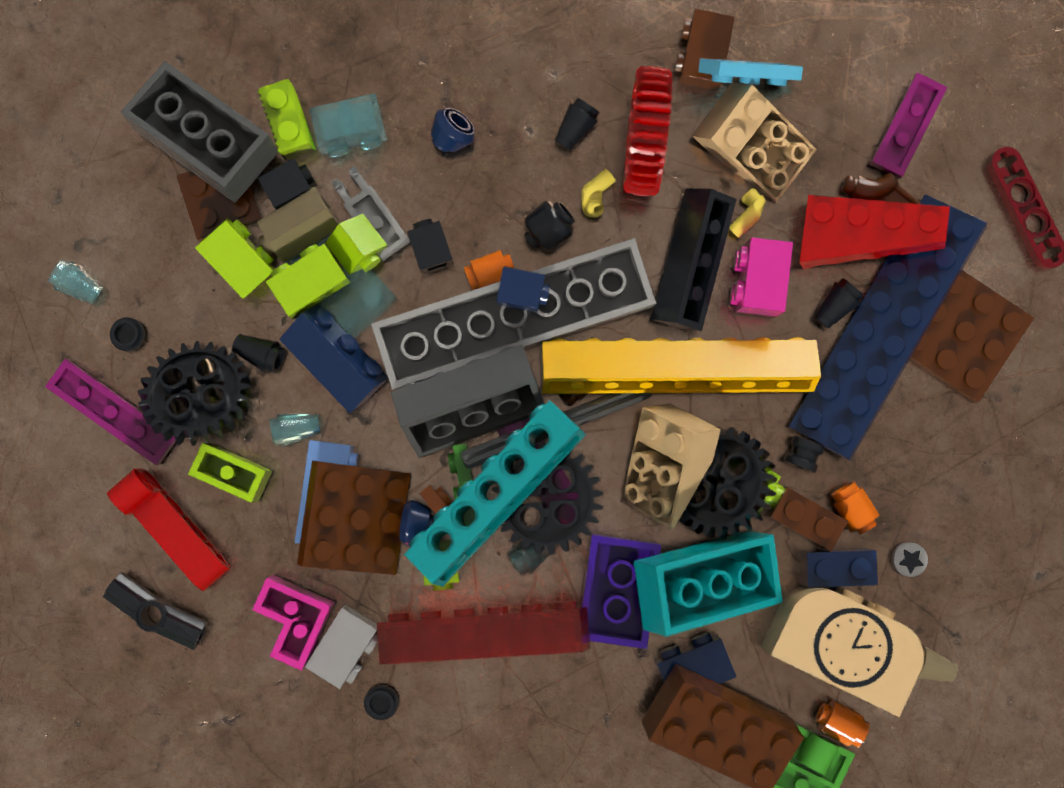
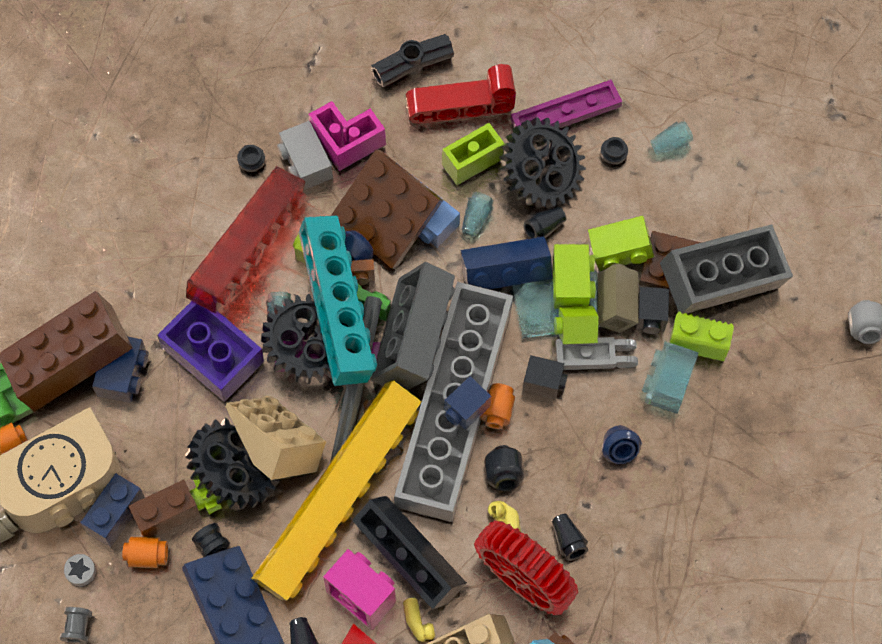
camera: 125 degrees right, 20 degrees down
(707, 582) = (170, 403): teal brick -> none
(964, 522) = (76, 625): none -> dark grey bush

